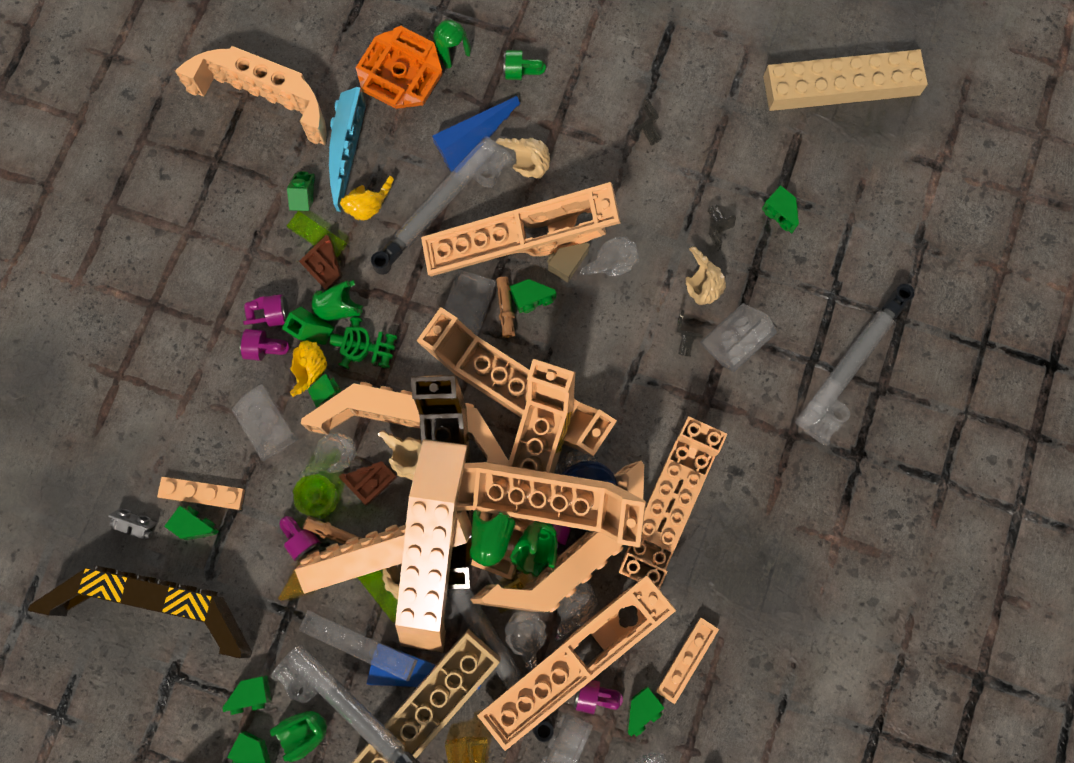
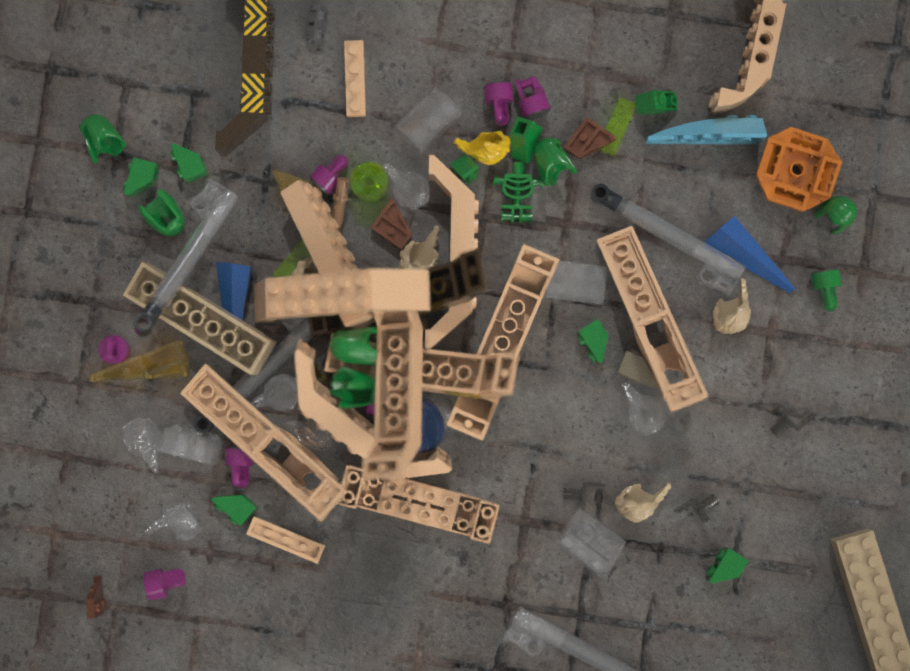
camera: 75 degrees right, 10 degrees up
(188, 525) = (324, 74): green slope -> none
(358, 645) = (246, 248): clear tile -> none
(363, 203) = (655, 163): yellow hair -> none
(506, 314) = (570, 321): medium nougat pin -> none

